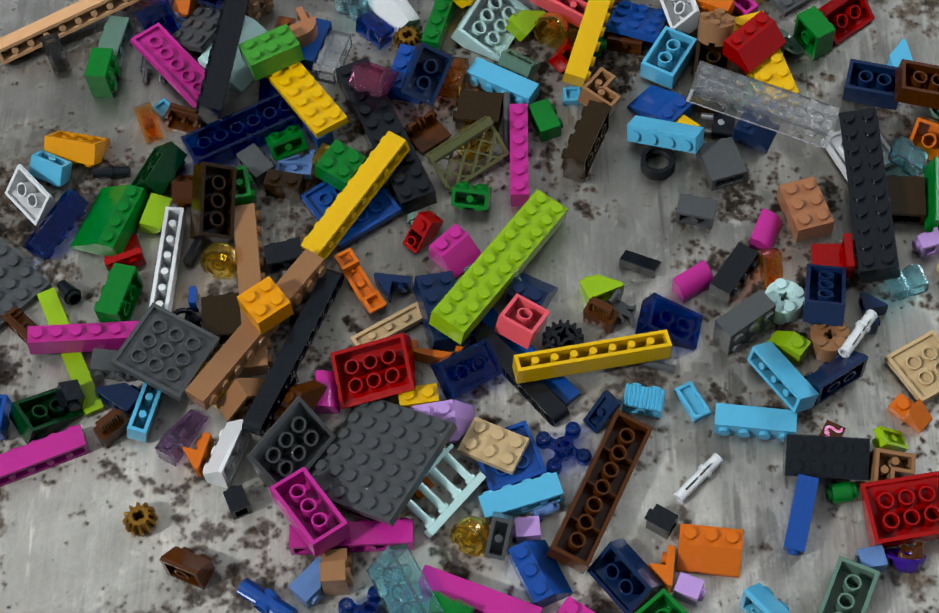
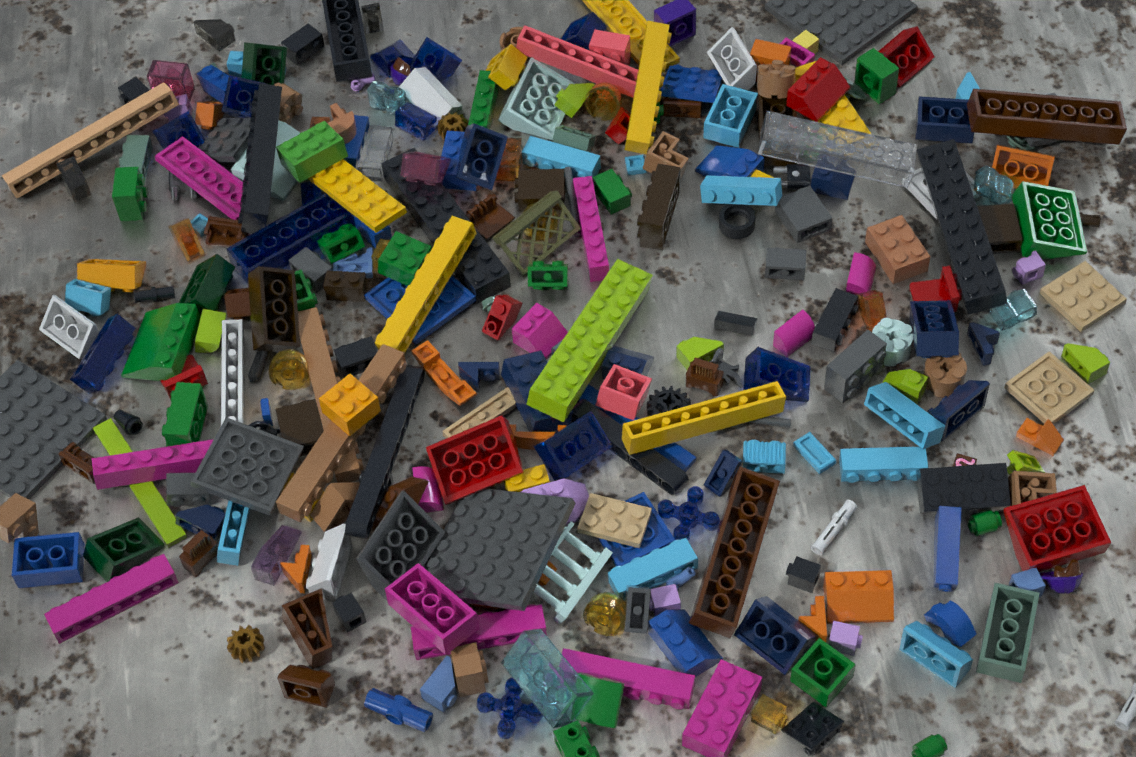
camera: 10 degrees left, 5 degrees down
(69, 396) = (147, 526): black brick -> none
(199, 512) = (309, 627): none -> reddish brown wedge
(793, 587) = (953, 622): none -> blue brick
(861, 328) = (977, 356): white pin -> none

